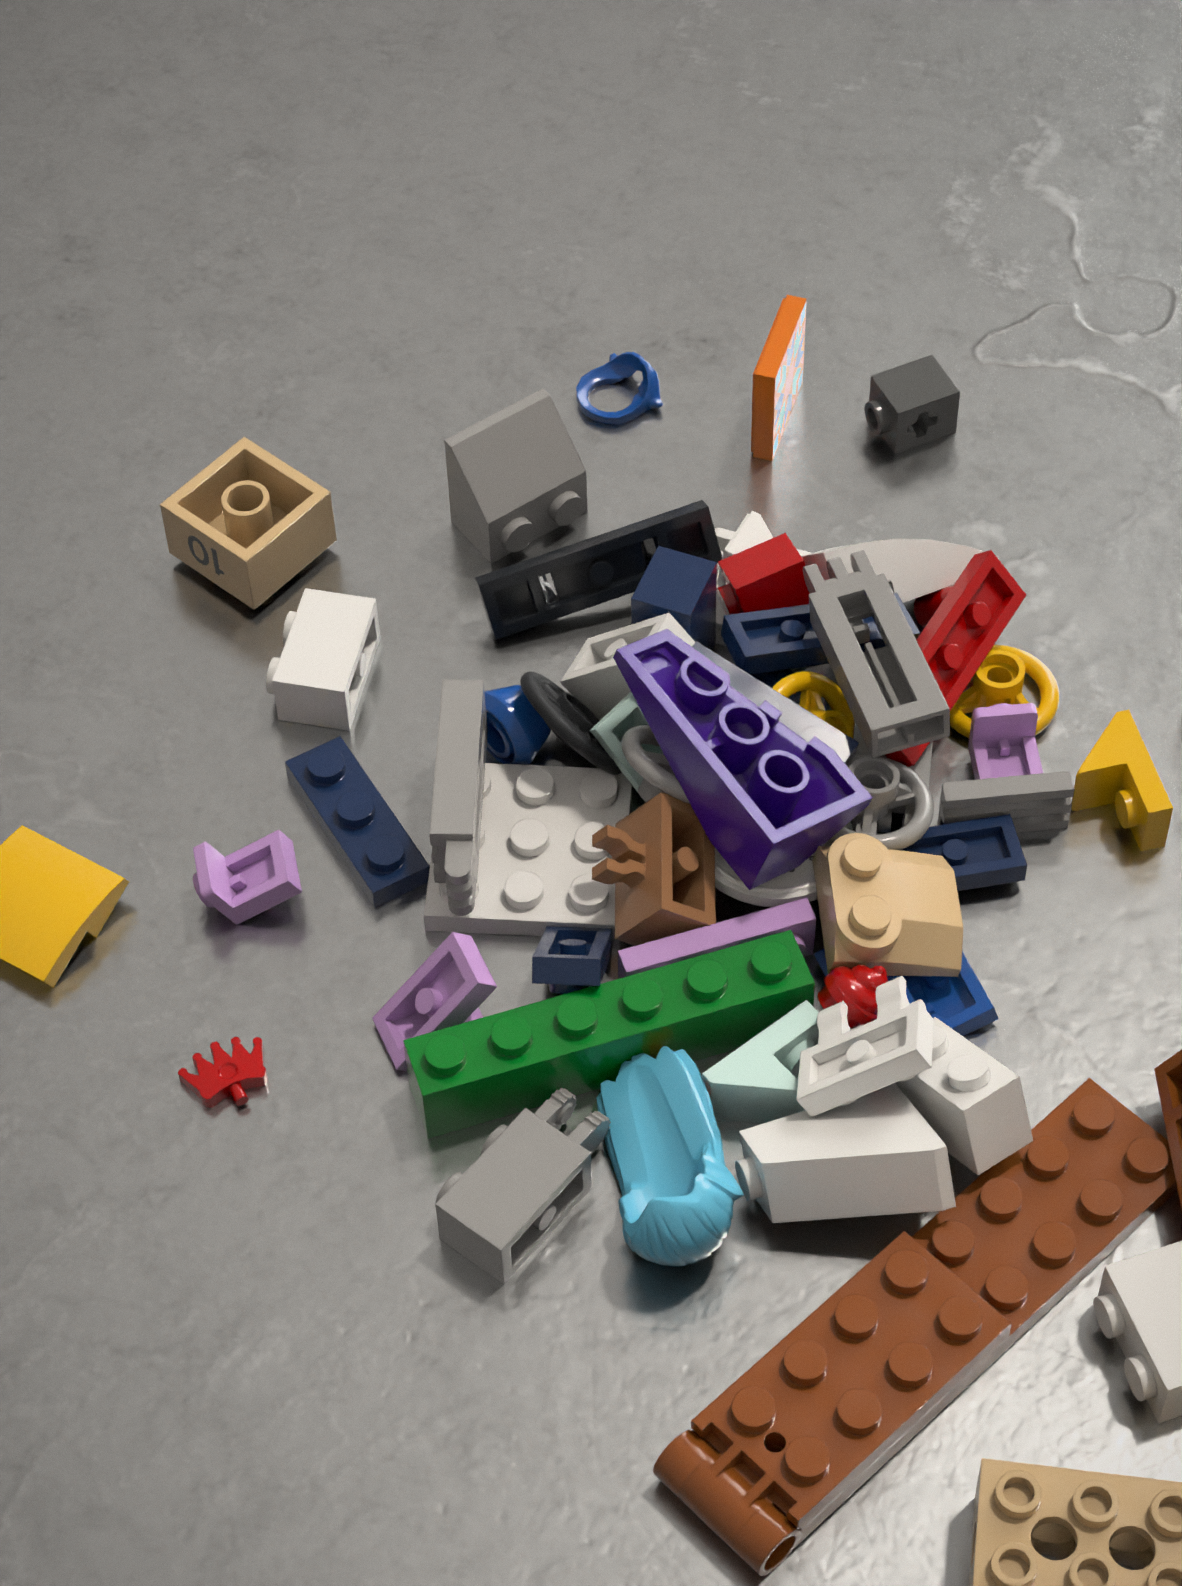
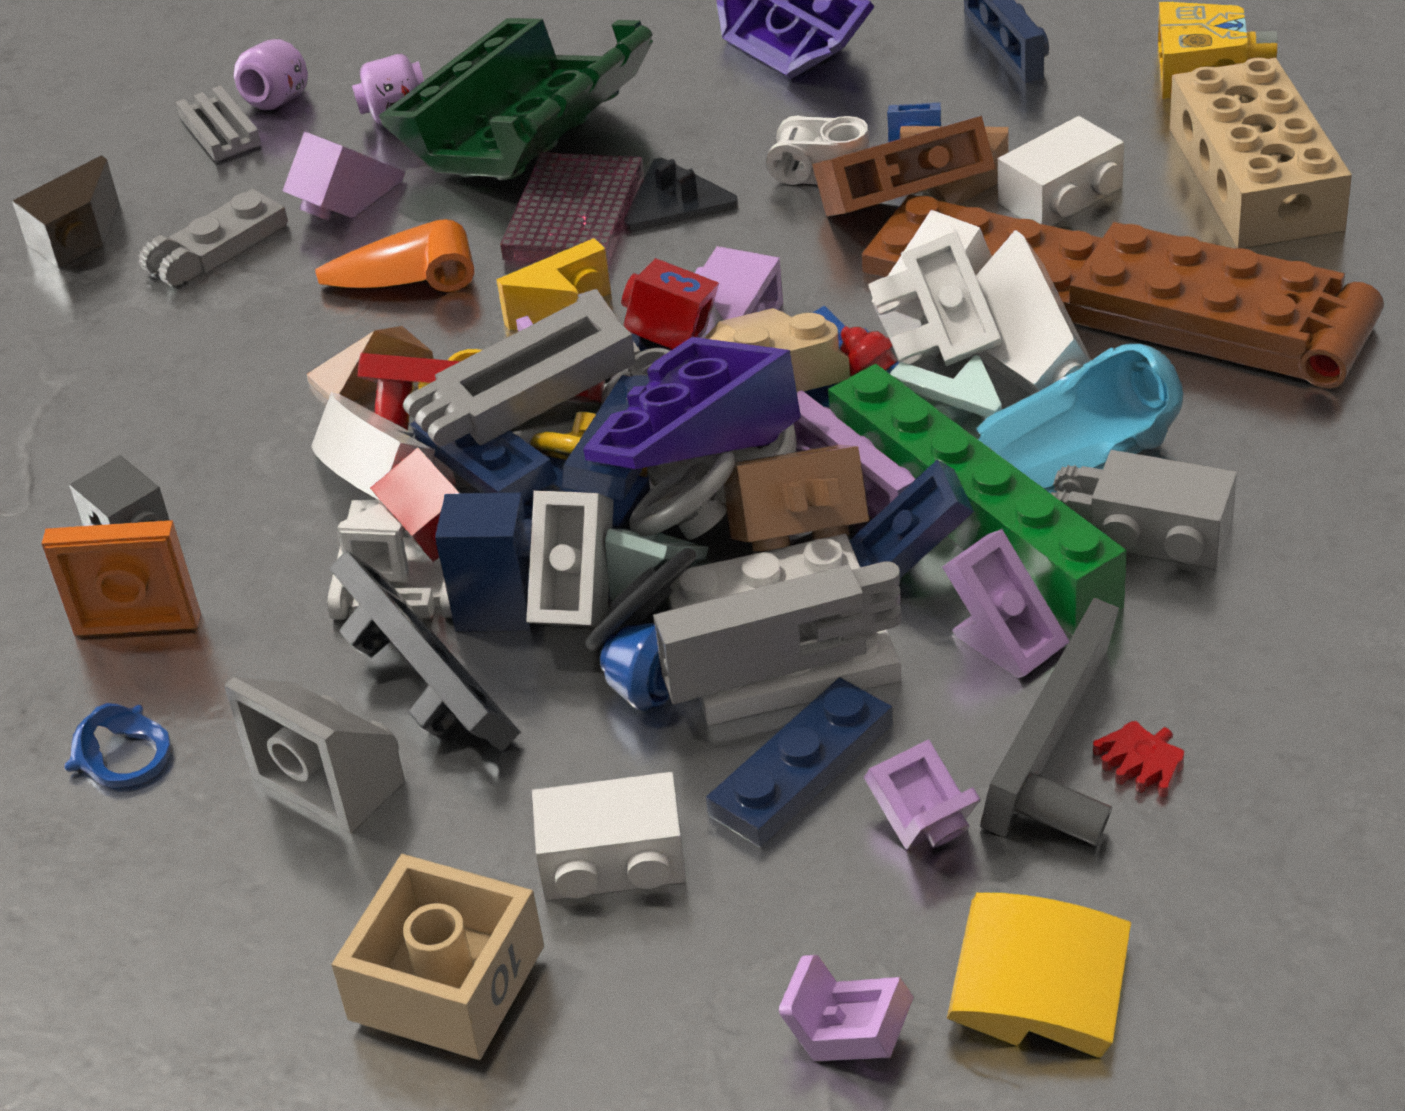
camera: 105 degrees left, 10 degrees down
(66, 763) = (844, 1016): none -> lavender bracket
(226, 946) = (1018, 781): none -> dark grey piece
(996, 830) = (668, 303): none -> red brick
(1035, 929) = (746, 283): none -> lavender slope
(1084, 625) = (341, 371): none -> medium nougat slope

